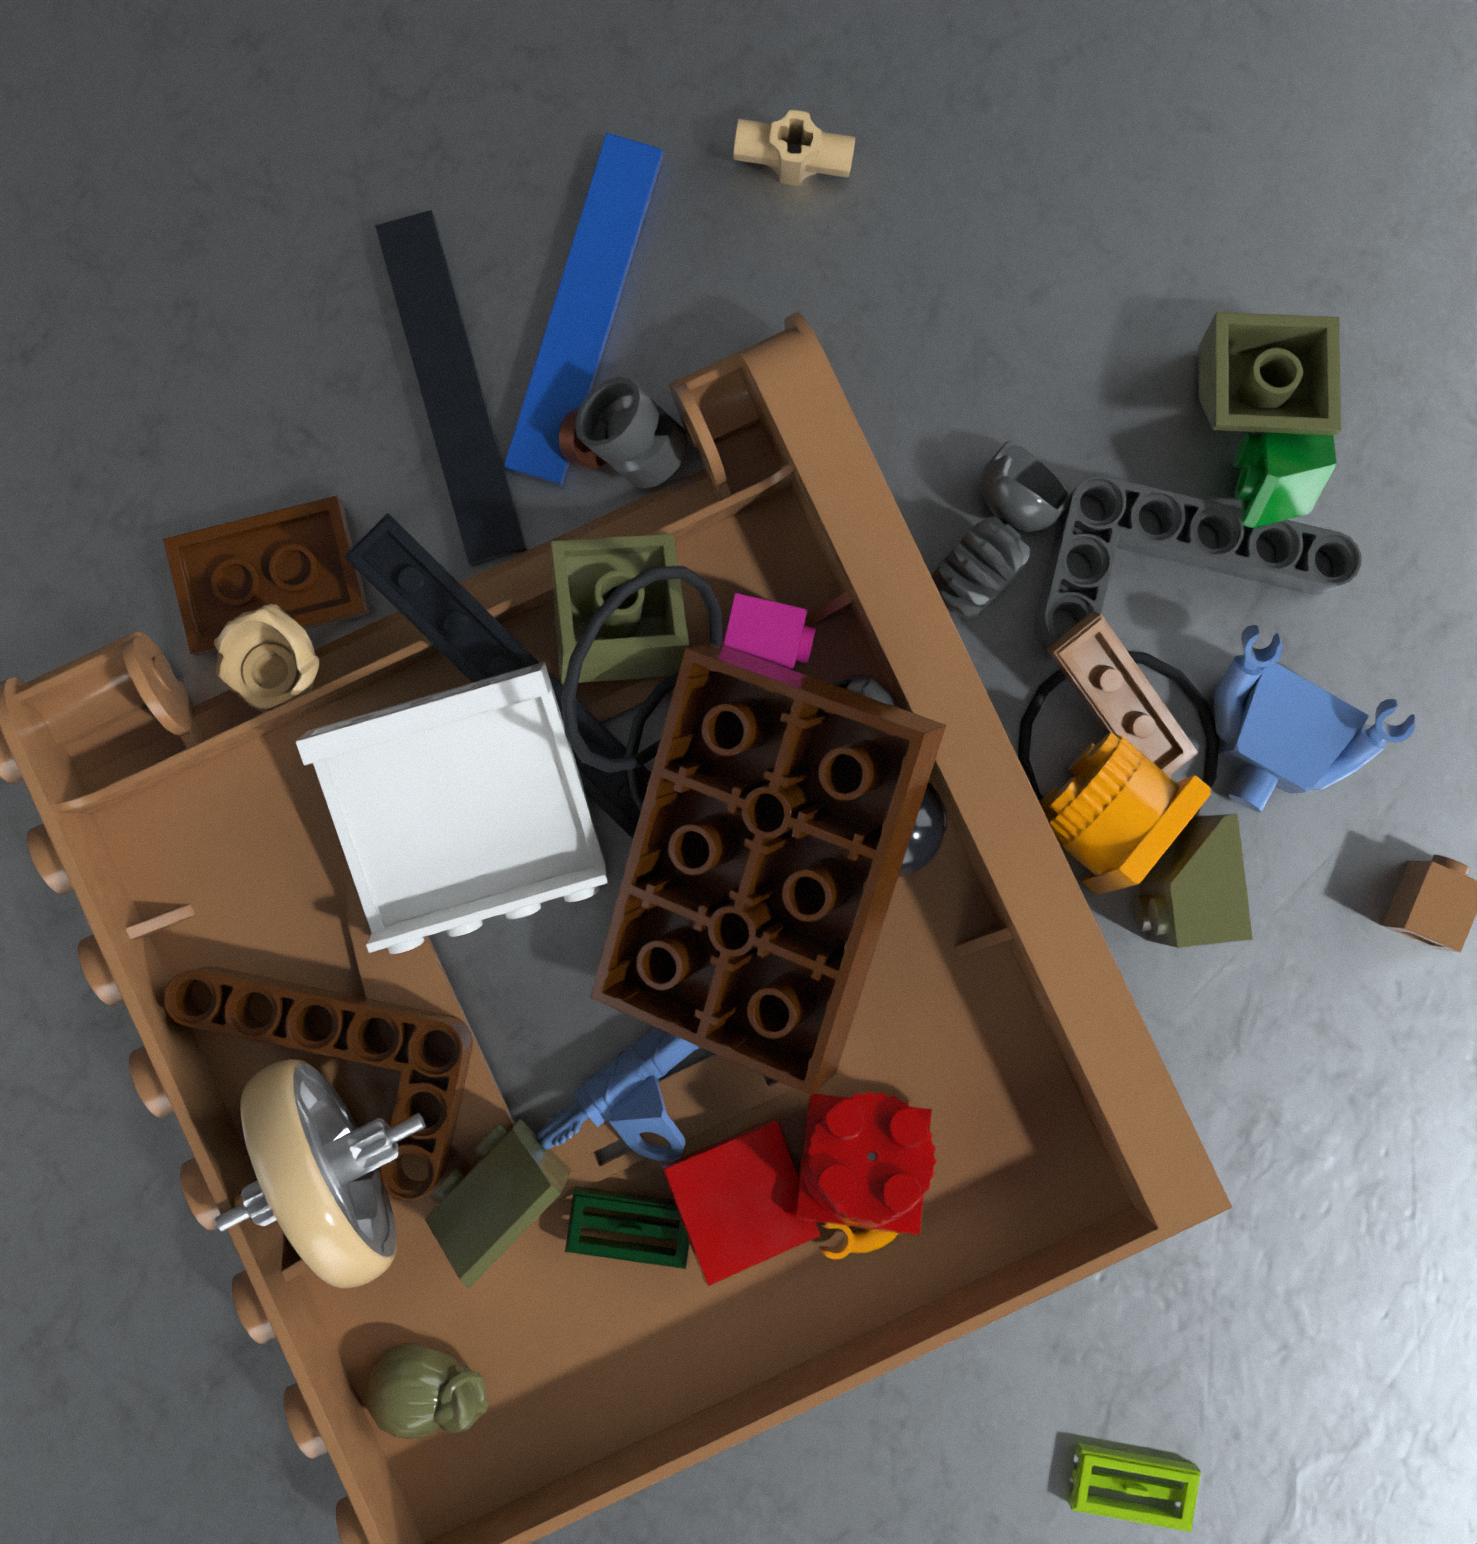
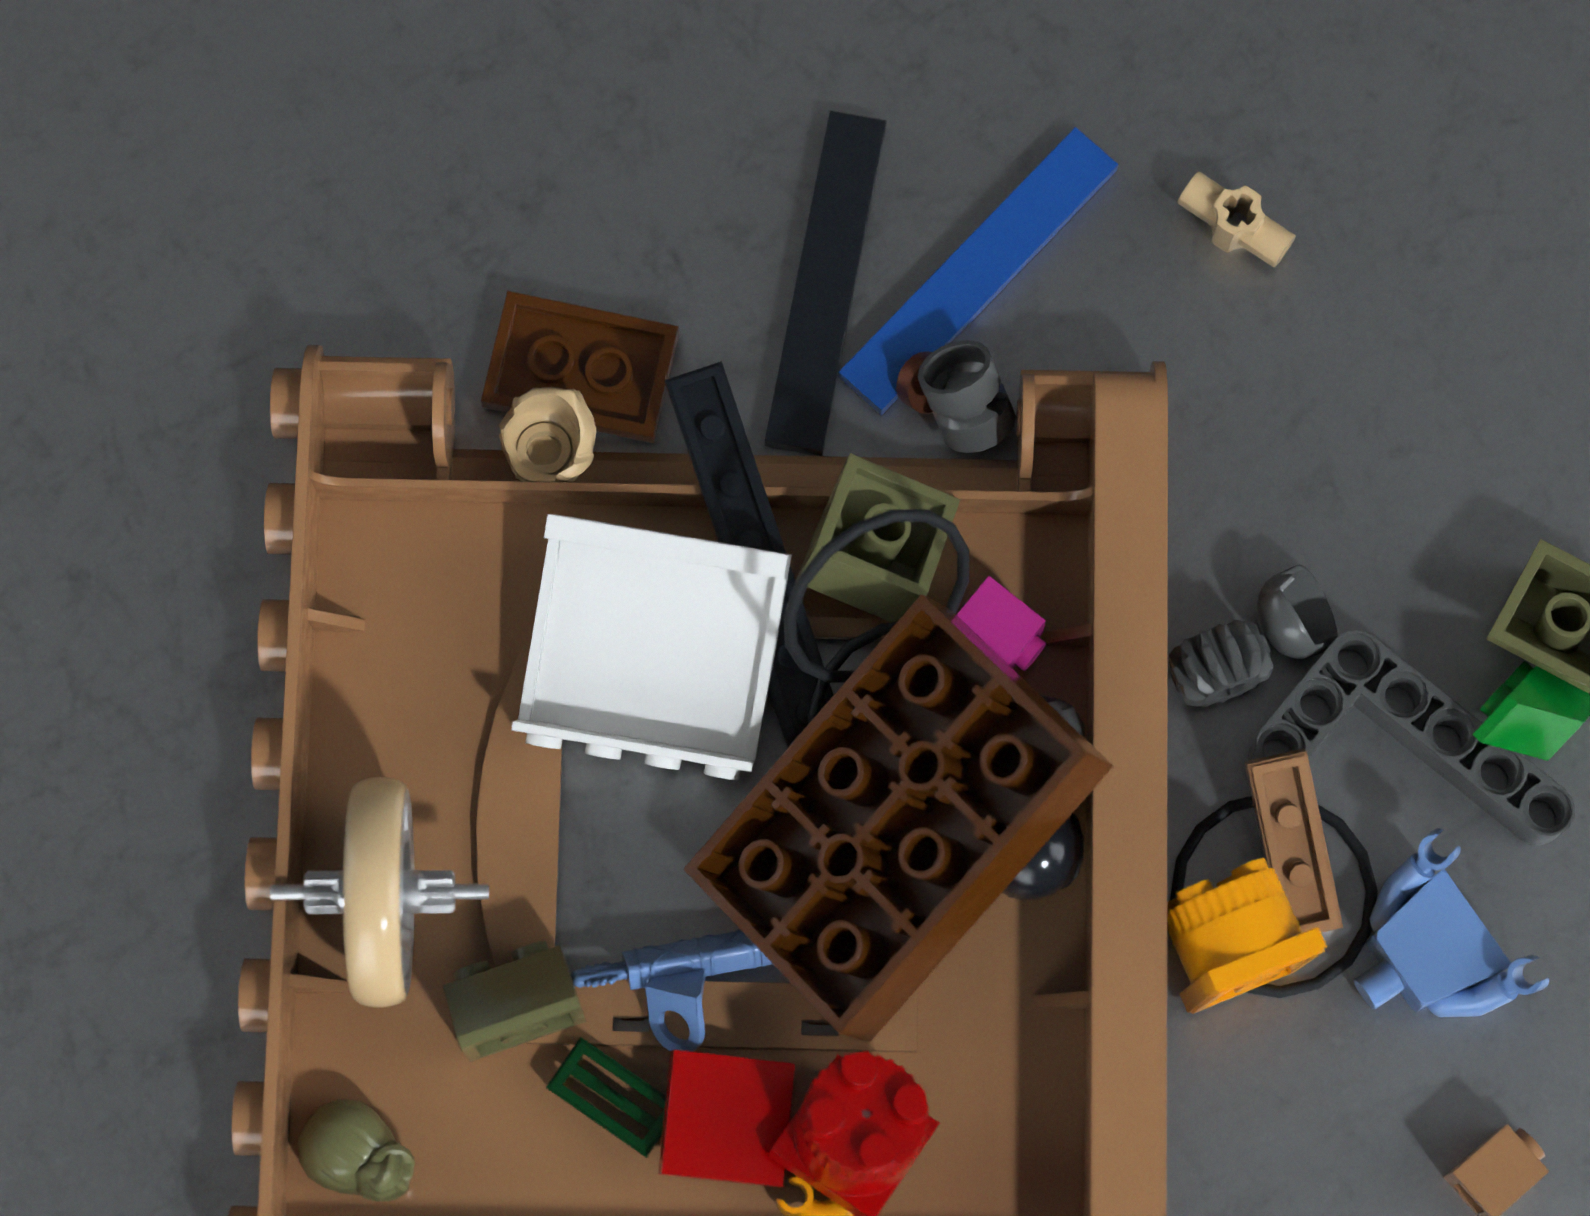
camera: 30 degrees right, 10 degrees down
(349, 1041) = (450, 801): reddish brown beam -> none
(1197, 887) = (1275, 1043): olive slope -> none

